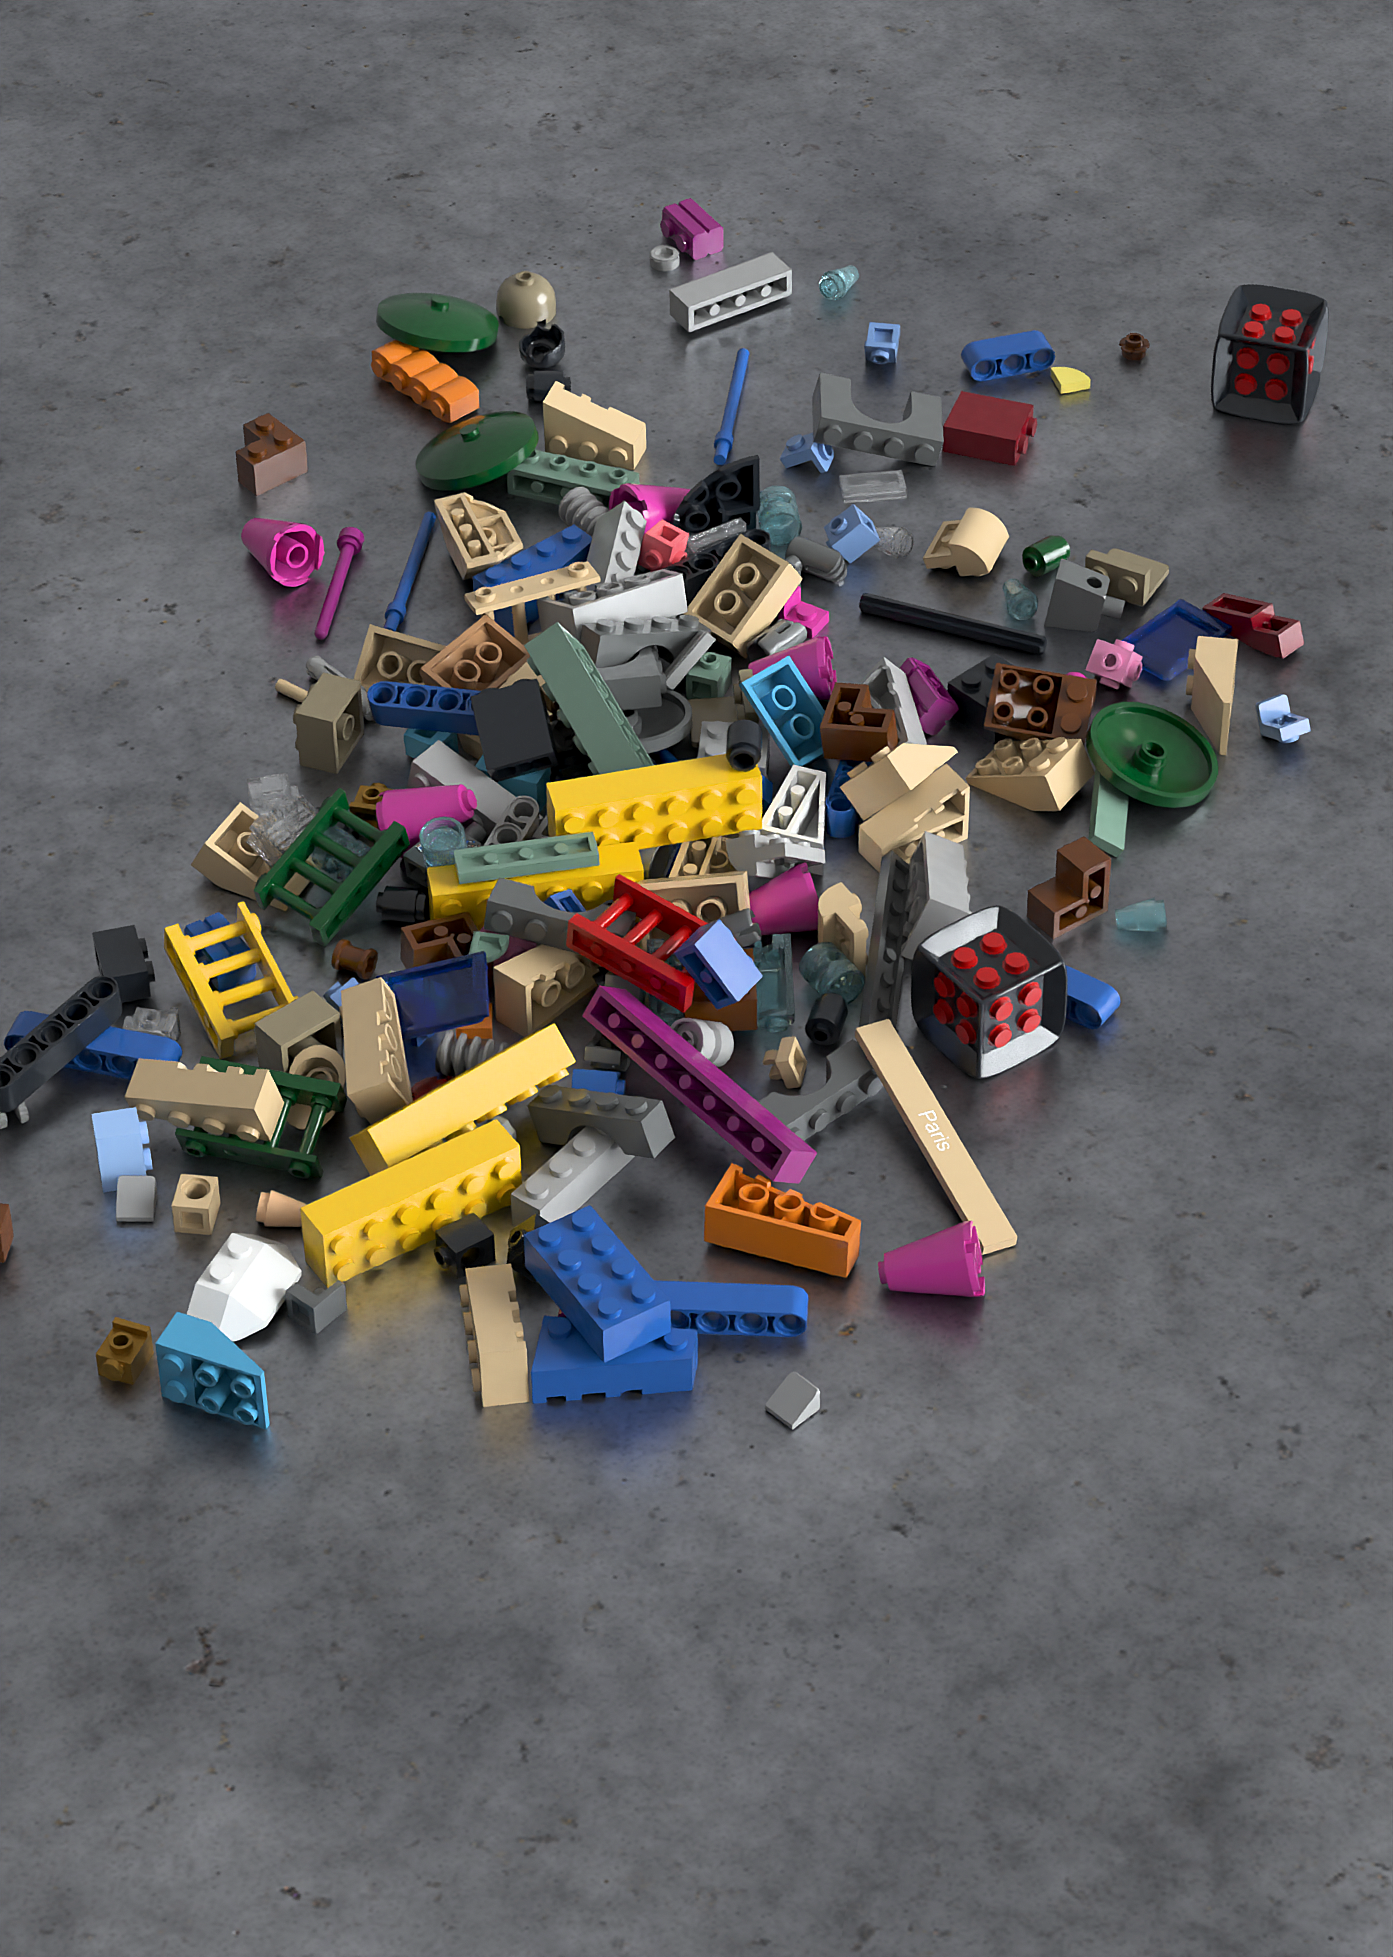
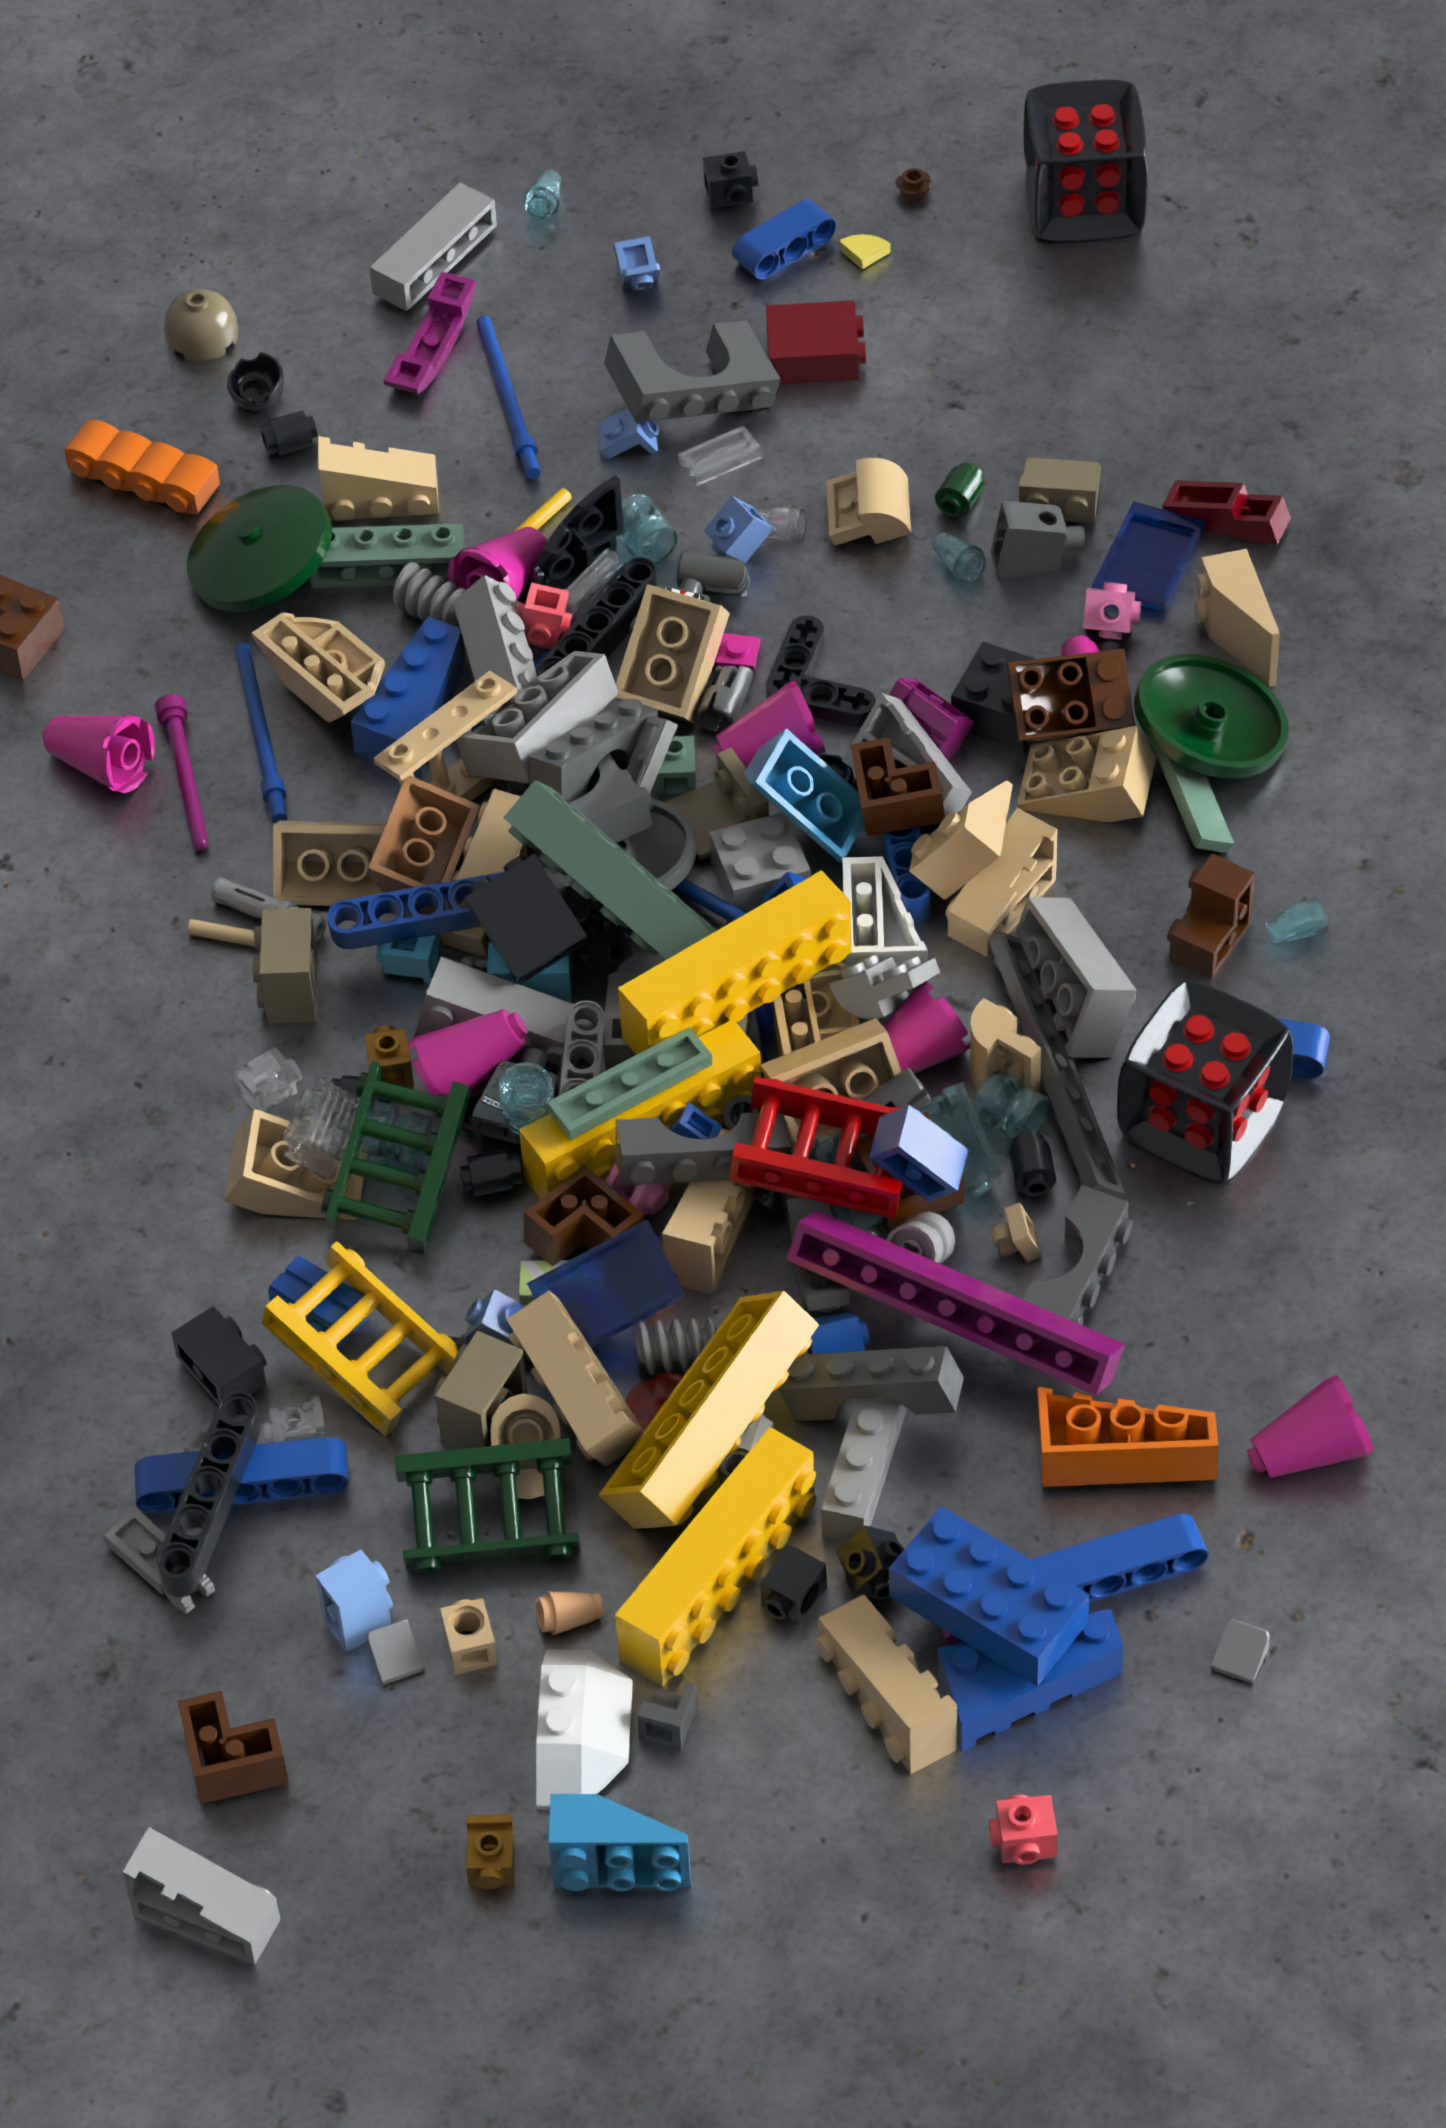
camera: 20 degrees left, 10 degrees up
(206, 1098) = (424, 1509): tan wedge -> none
(354, 959) = (474, 1260): reddish brown bush -> none
(437, 322) = (118, 386): dark green dish -> none
(492, 944) = (632, 1205): sand green tile -> none
(542, 1464) = (1024, 1829): none -> coral brick
(664, 258) = (326, 218): light grey tile -> none
(692, 229) = (341, 172): magenta brick -> none
(701, 353) = (435, 335): none -> magenta slope
(744, 745) = (818, 871): black brick -> none
(863, 624) = (810, 686): none -> black beam
(935, 1135) = (1226, 1272): tan tile -> none
(953, 623) = (905, 609): black axle -> none
(986, 304) = (729, 179): none -> black brick
(1278, 722) = (1318, 629): bracket -> none

